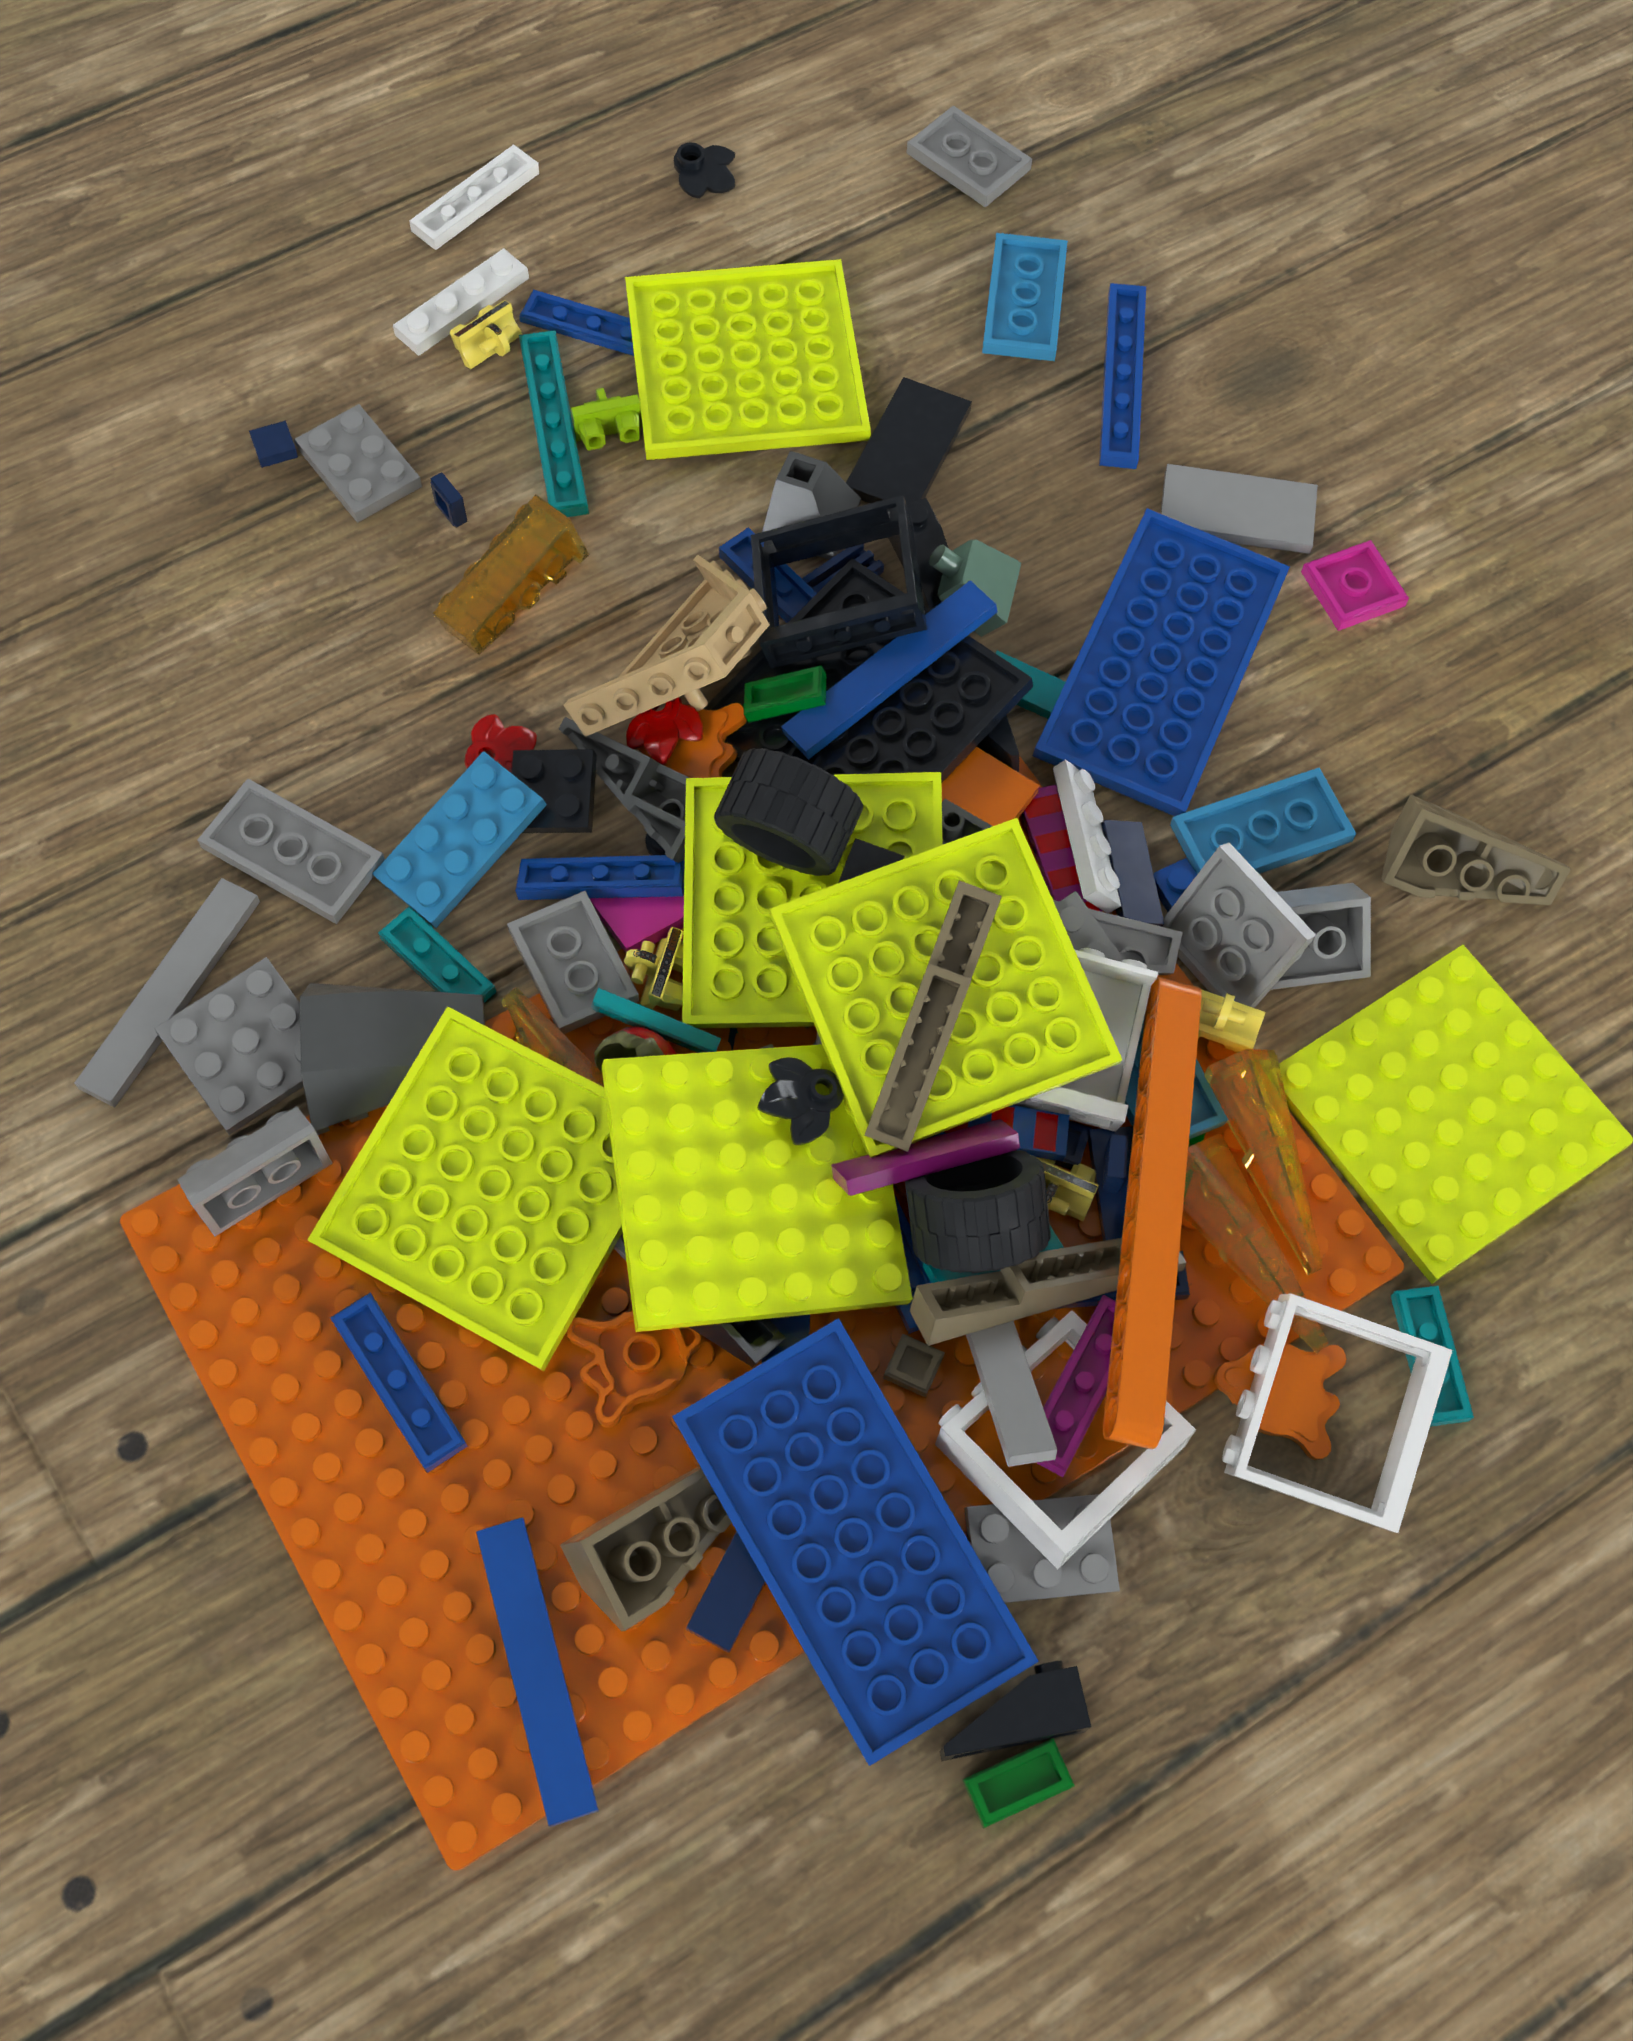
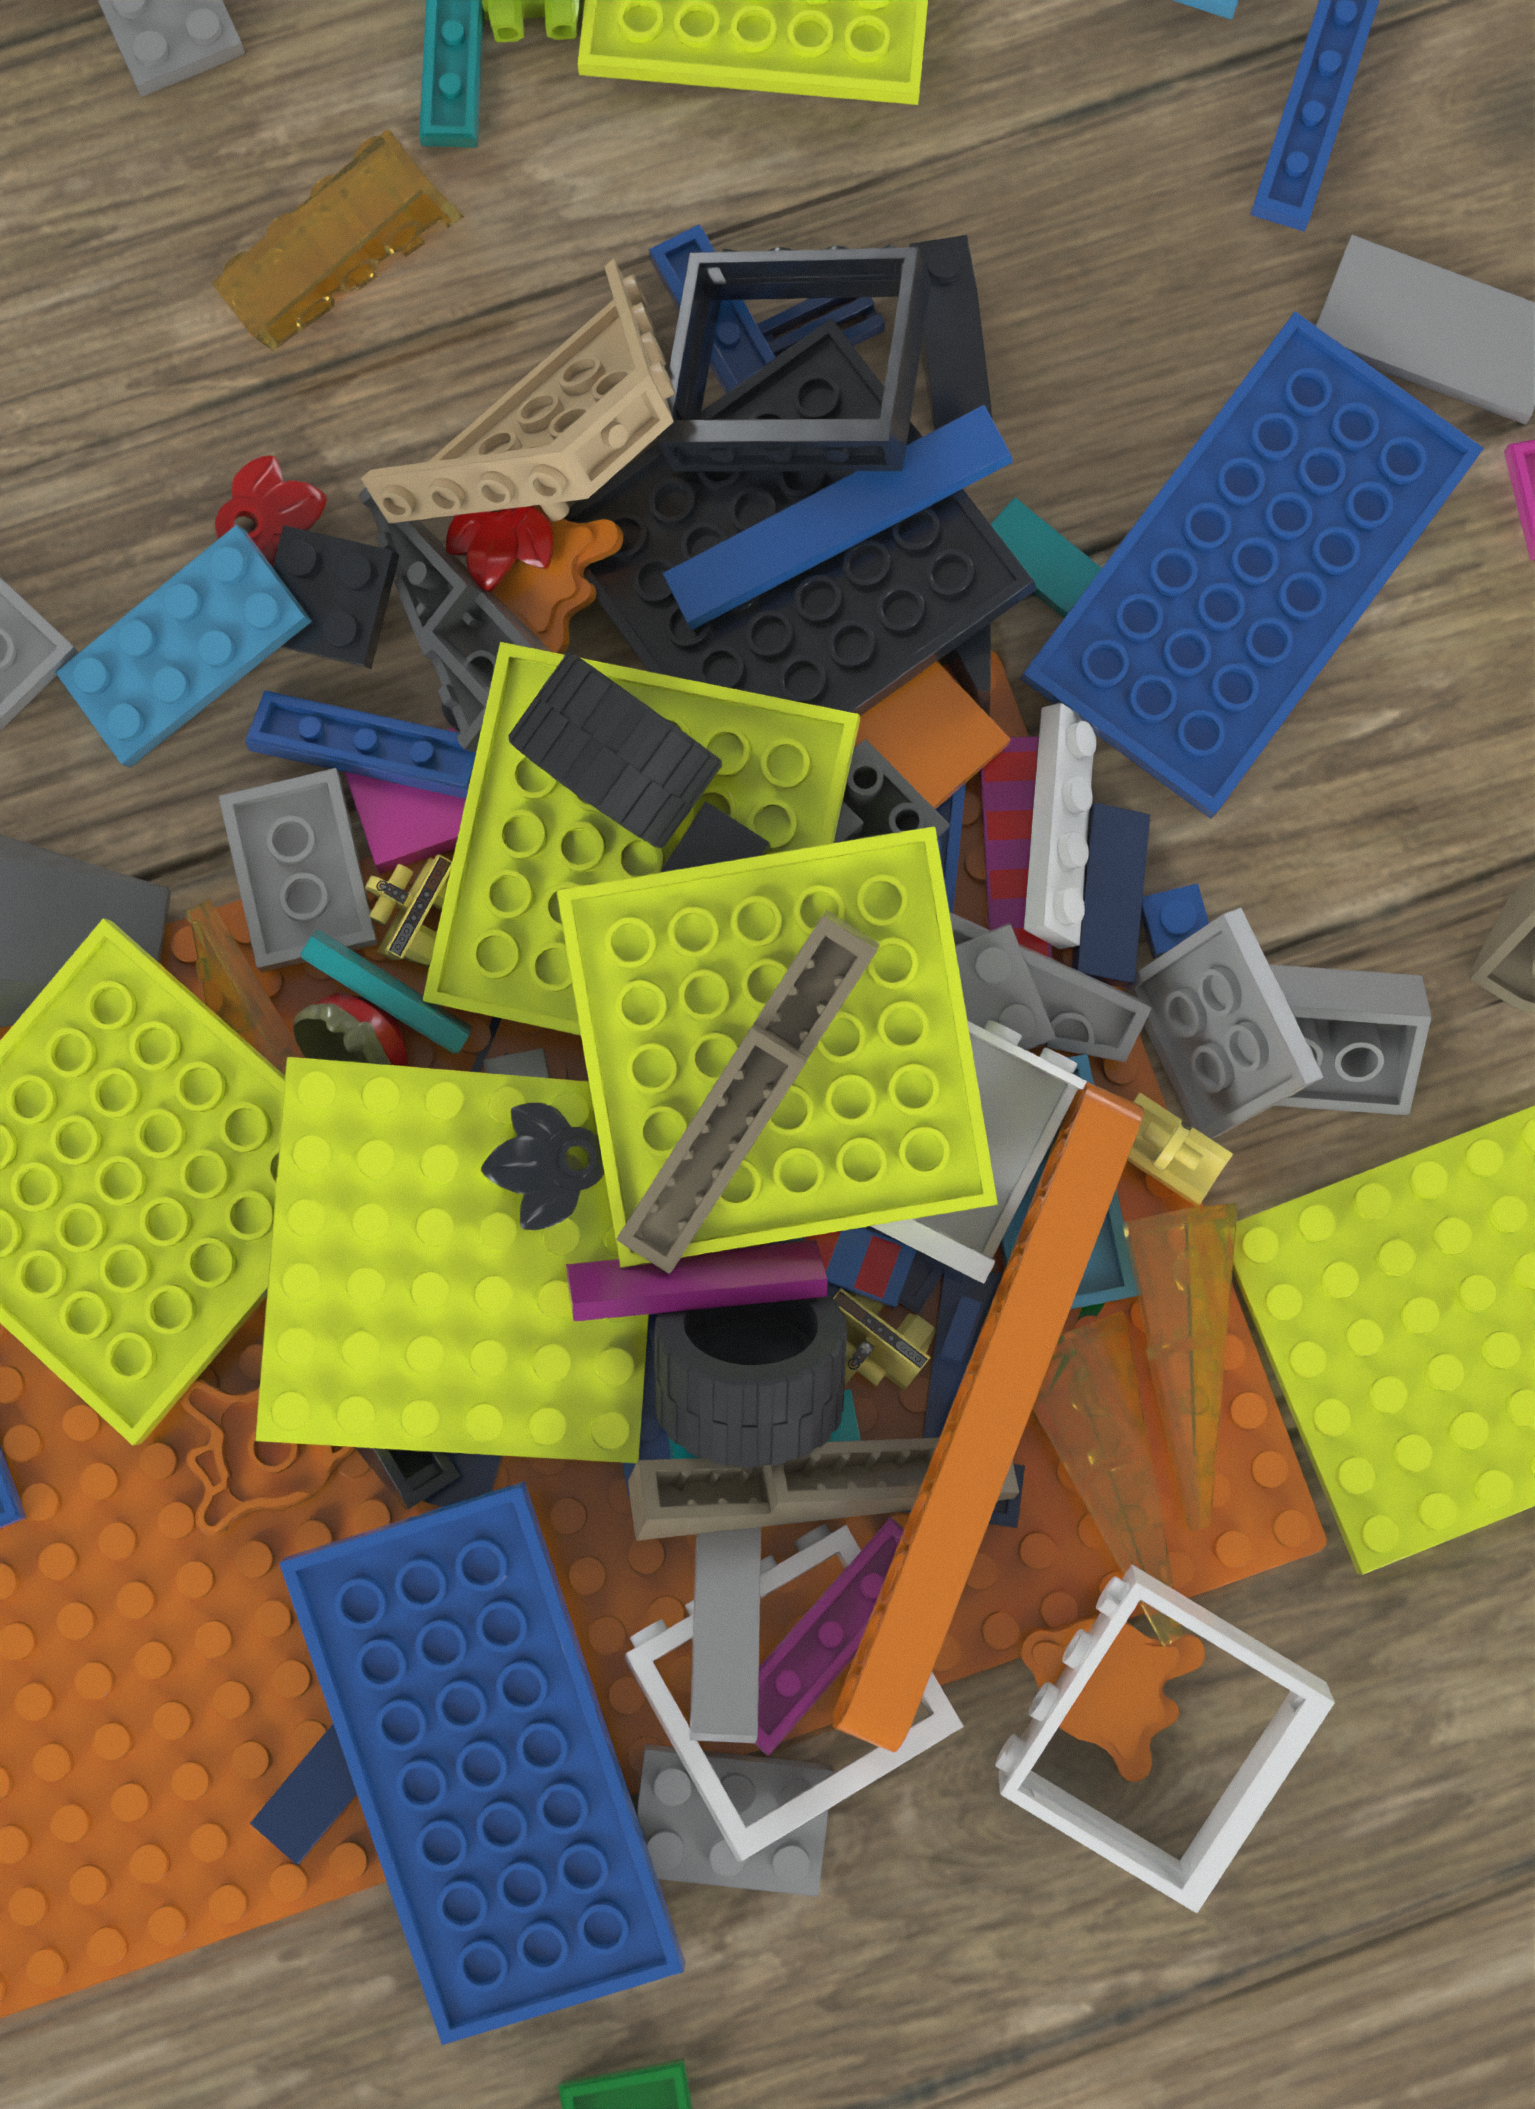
camera: 15 degrees right, 15 degrees up
(433, 956) = (118, 814): teal tile -> none
(448, 500) = (274, 91): dark blue tile -> none
(537, 1673) = (53, 1832): blue tile -> none
(647, 1548) = (217, 1713): dark tan wedge -> none
(785, 694) = (680, 522): green tile -> none
(806, 491) = (797, 197): dark grey slope -> none
(909, 443) = (972, 127): black tile -> none
(914, 1365) = (616, 1544): dark tan tile -> none
(987, 568) = (1015, 379): sand green torso -> none
(1034, 1711) = (663, 2026): black slope -> none
(1268, 823) = (1323, 859): dark azure plate -> none
(1423, 1315) = (1328, 1647): teal tile -> none

